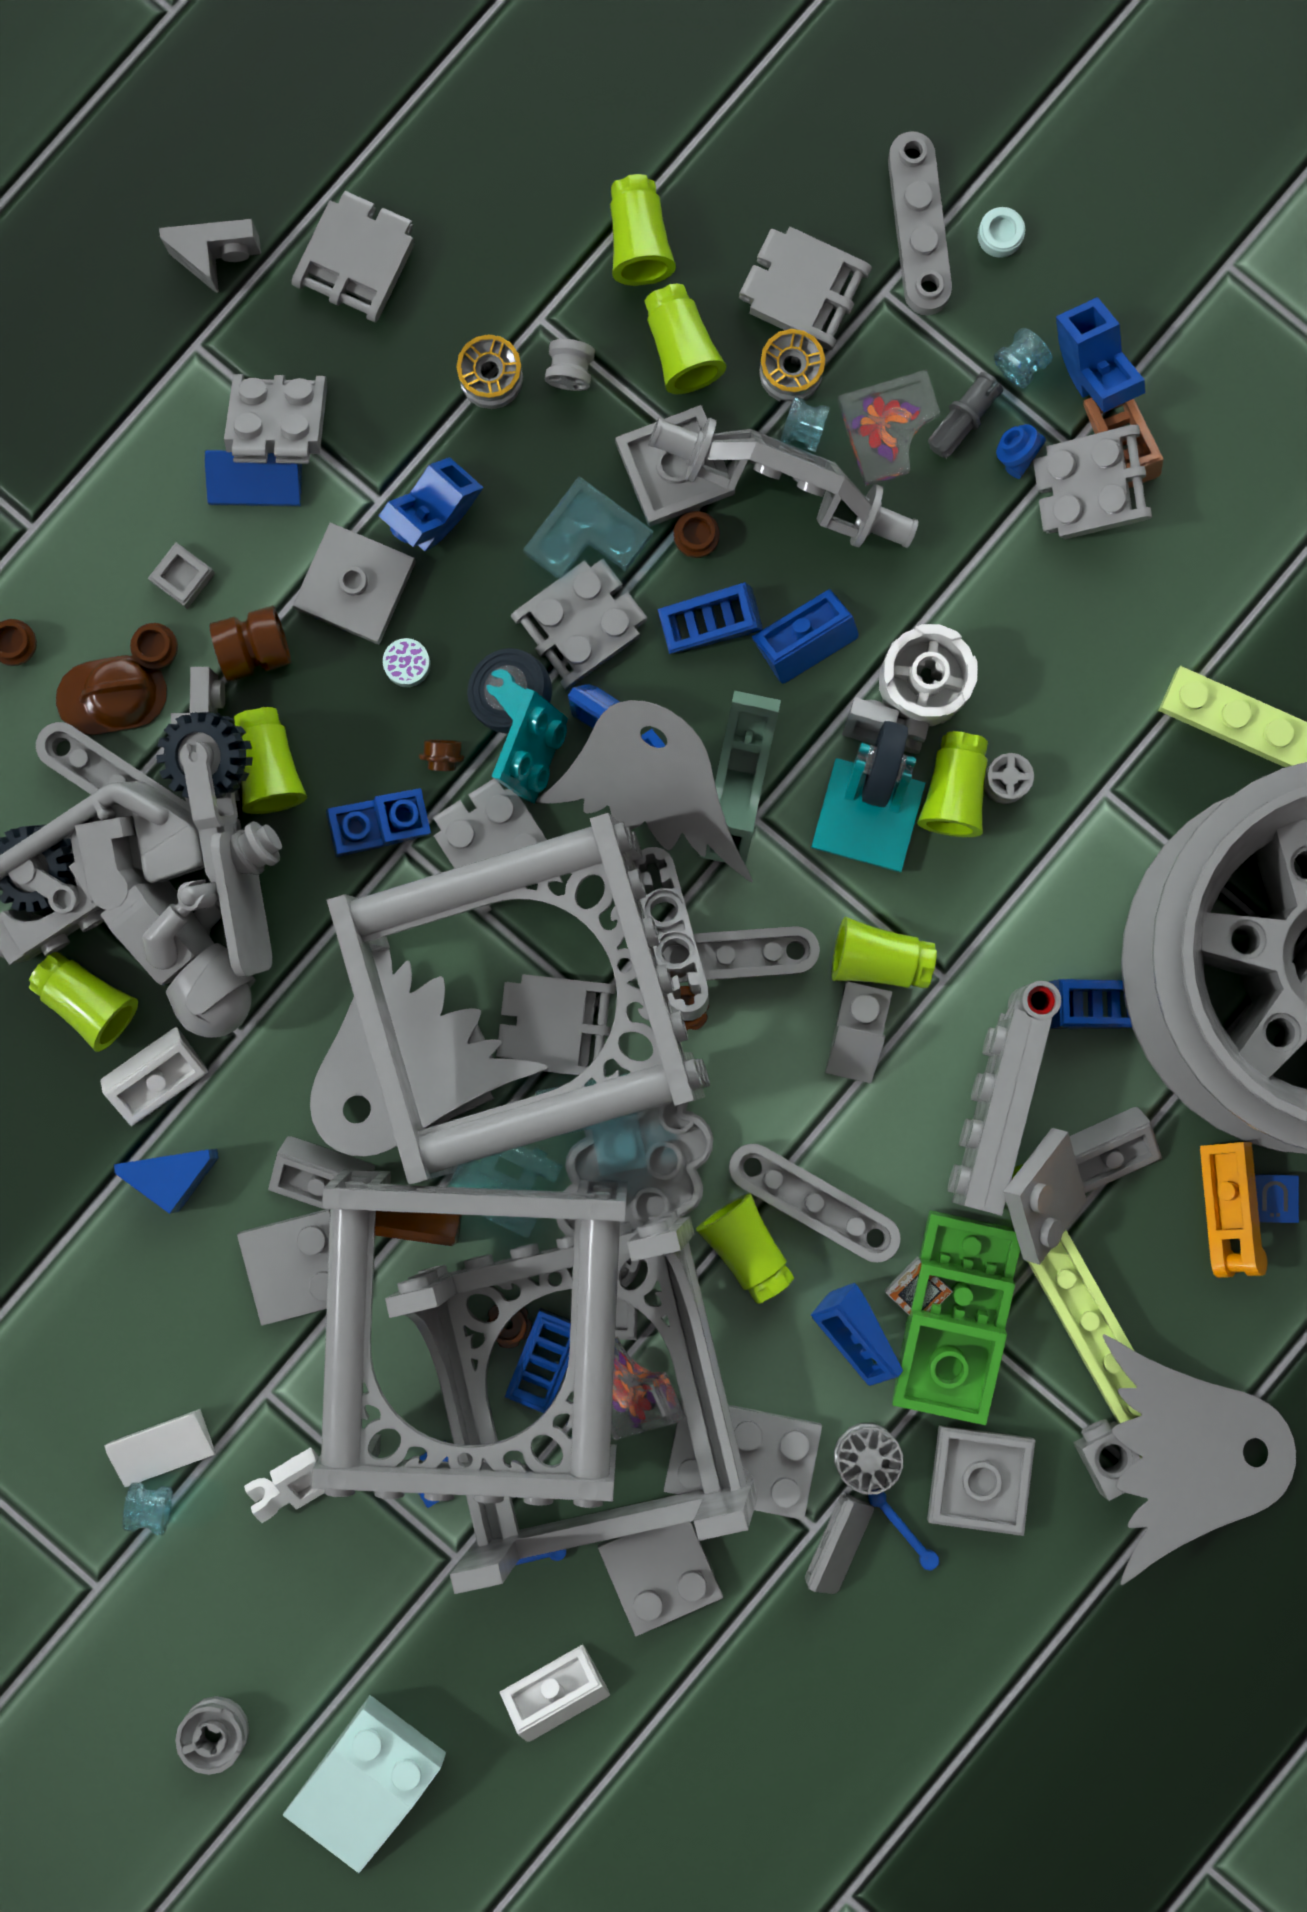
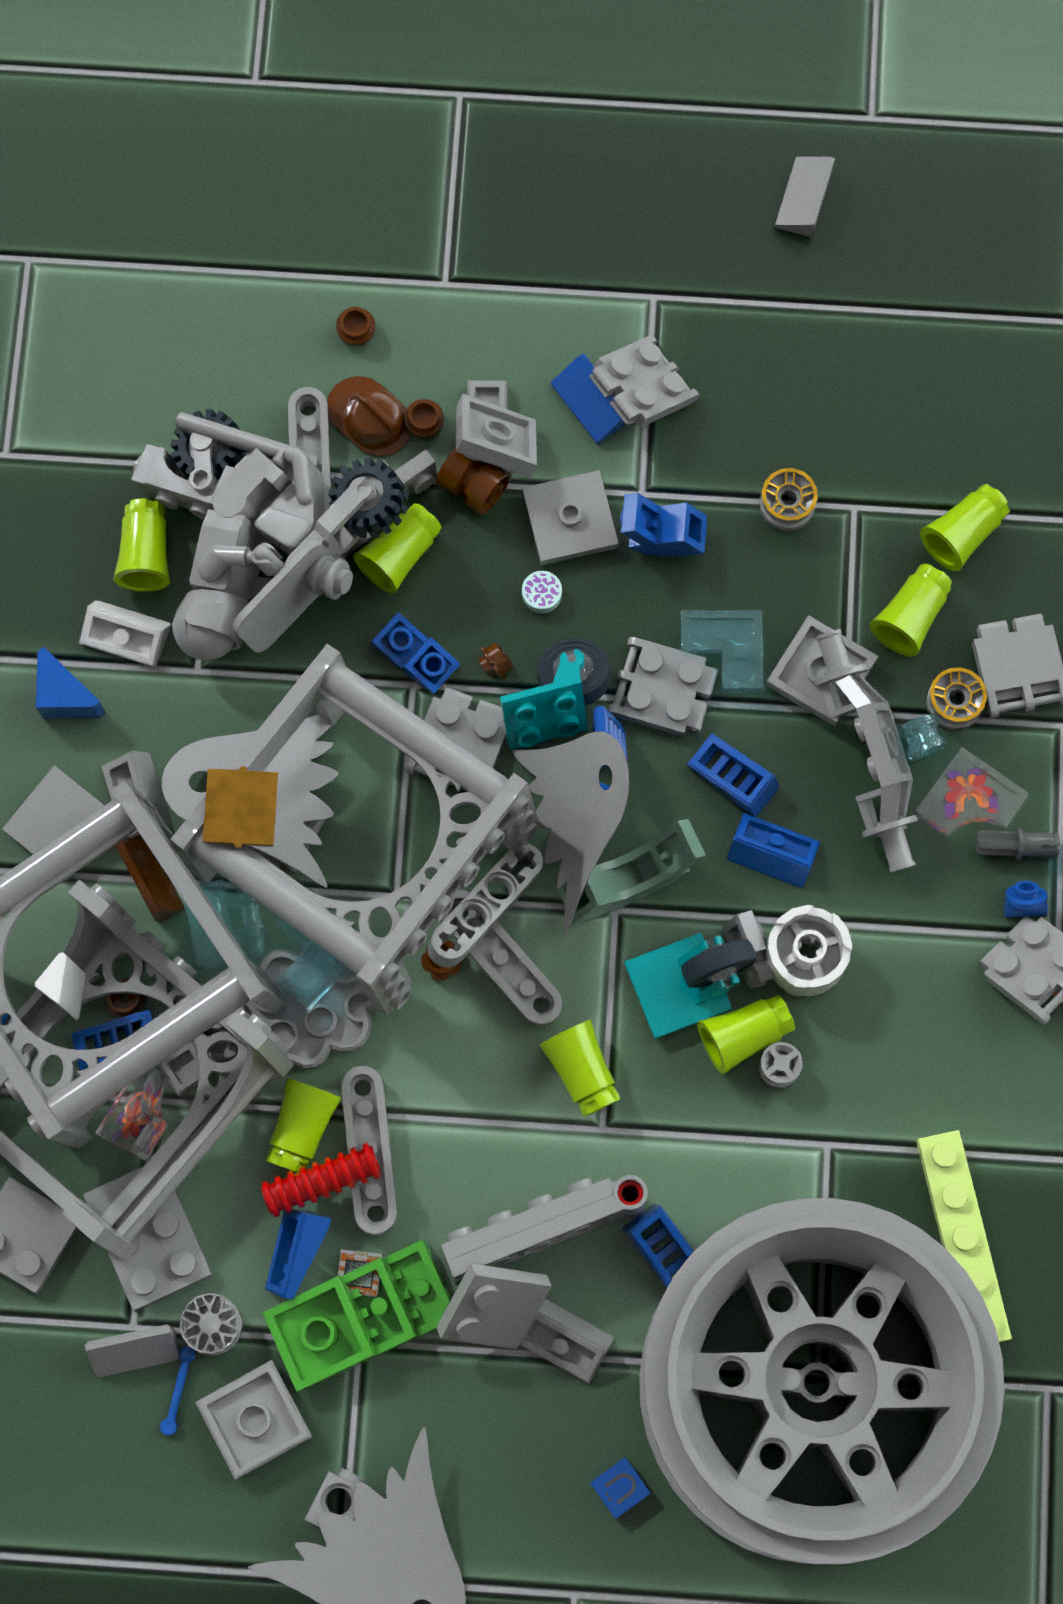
camera: 55 degrees right, 10 degrees down
(202, 244) = (724, 250): light grey slope -> none
(203, 128) = (805, 195): none -> light grey slope
(227, 591) = (496, 436): none -> light grey plate
(356, 255) = (798, 354): light grey plate -> none
(427, 1096) = (240, 807): none -> pearl gold piece
(467, 1380) = (63, 984): none -> white slope
(554, 1022) = (361, 869): light grey plate -> none
(569, 364) = (835, 548): light grey wheel -> none
(696, 534) = (785, 721): reddish brown plate -> none
(815, 1268) = (320, 1180): none -> red piece
(859, 1032) = (516, 1093): light grey slope -> none
(1086, 1320) = (430, 1405): yellowish green plate -> none
(1232, 1209) = (587, 1460): light orange plate -> none

